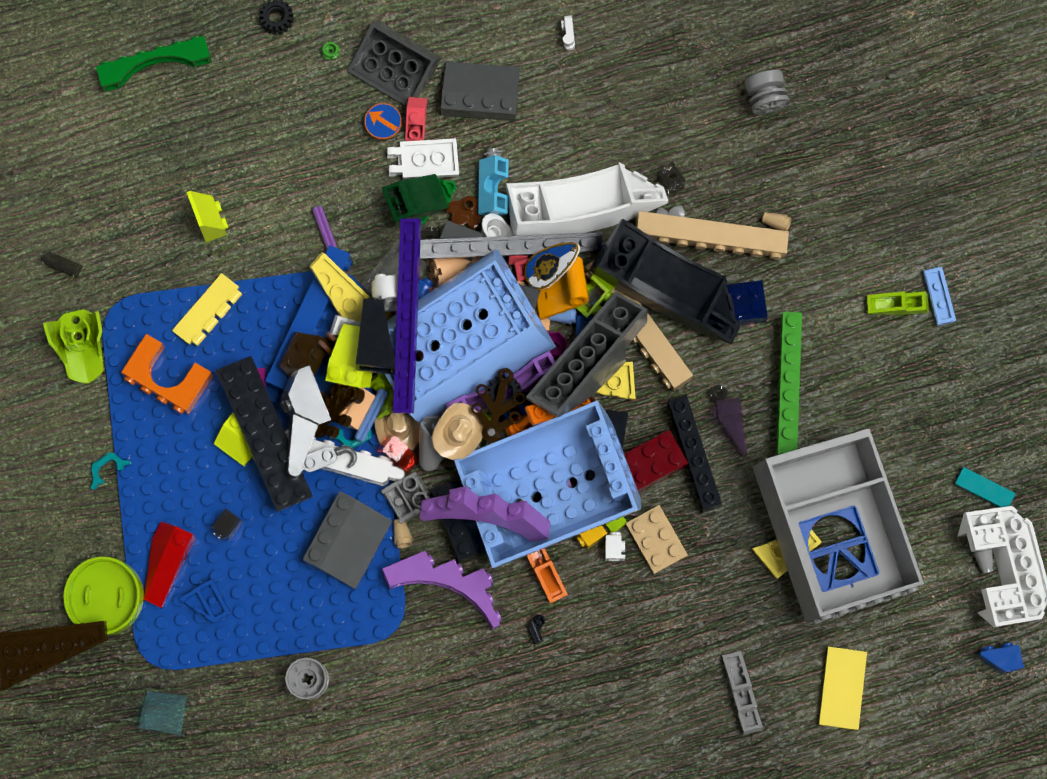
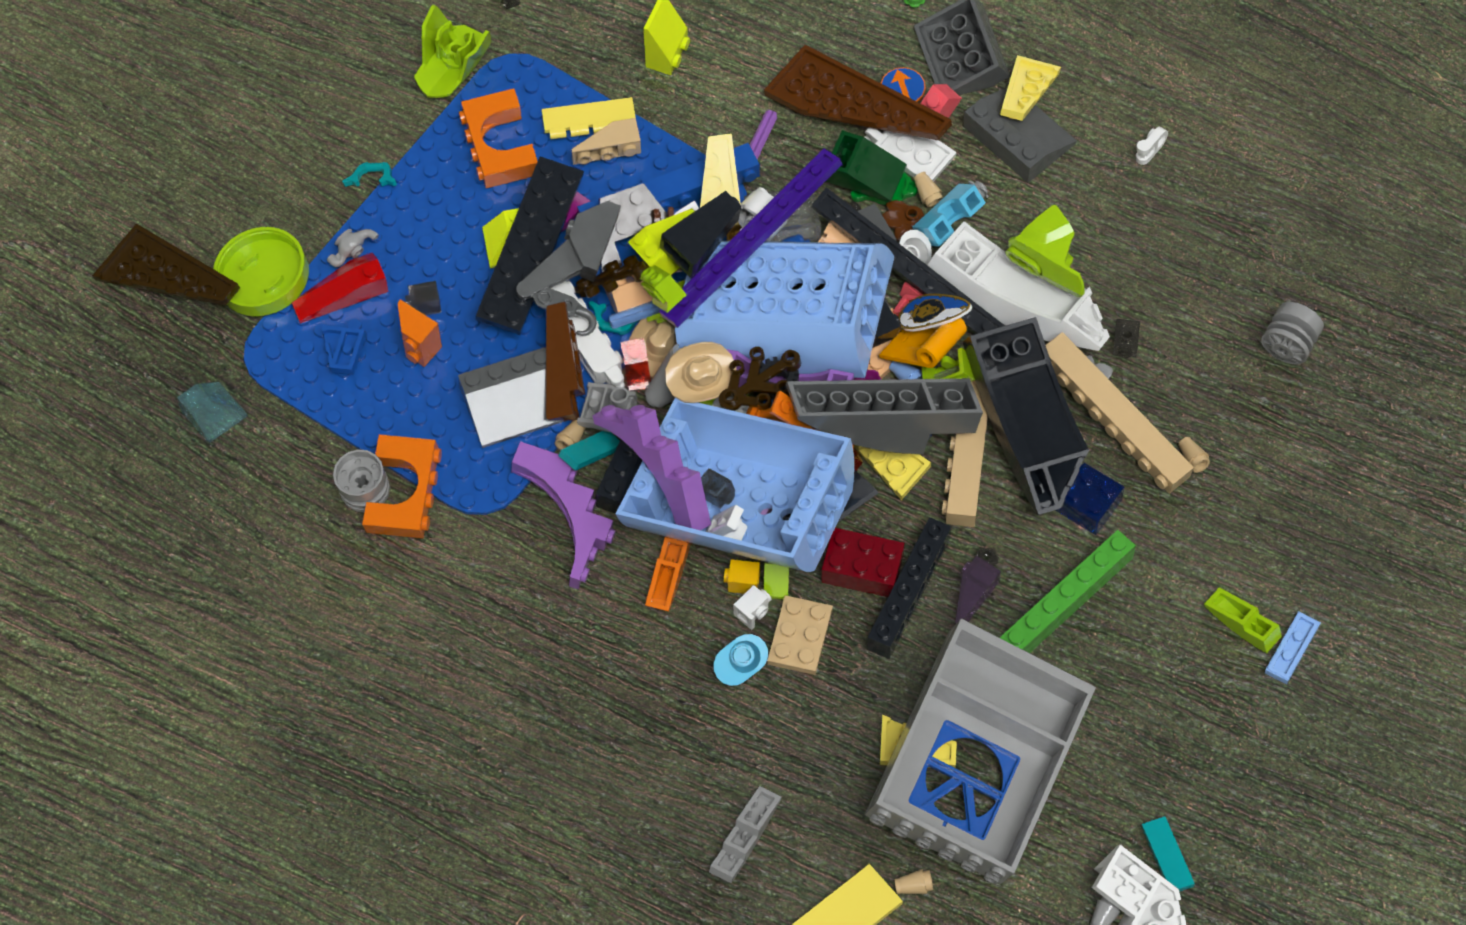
camera: 45 degrees right, 15 degrees down
(145, 529) = (350, 245): none -> light grey piece
(241, 313) = (612, 141): none -> tan slope
(249, 554) = (419, 334): none -> orange slope
(329, 631) = (410, 516): none -> orange arch
(343, 162) = (832, 91): none -> reddish brown wing
(361, 496) = (563, 365): none -> reddish brown wedge
(383, 397) = (662, 288): none -> lime window
(426, 538) = (589, 450): none -> teal tile
(460, 57) = (1026, 86): none -> light yellow wing
(463, 179) = (927, 189): none -> tan cone
(526, 494) = (717, 488): none -> clear smoke brick
(535, 627) = (610, 615): black arm -> none
(562, 516) = (728, 523): none -> white slope
(581, 163) = (1045, 251): none -> lime piece
(641, 588) = (740, 659): none -> medium azure piece
(864, 634) = (914, 883): none -> tan cone

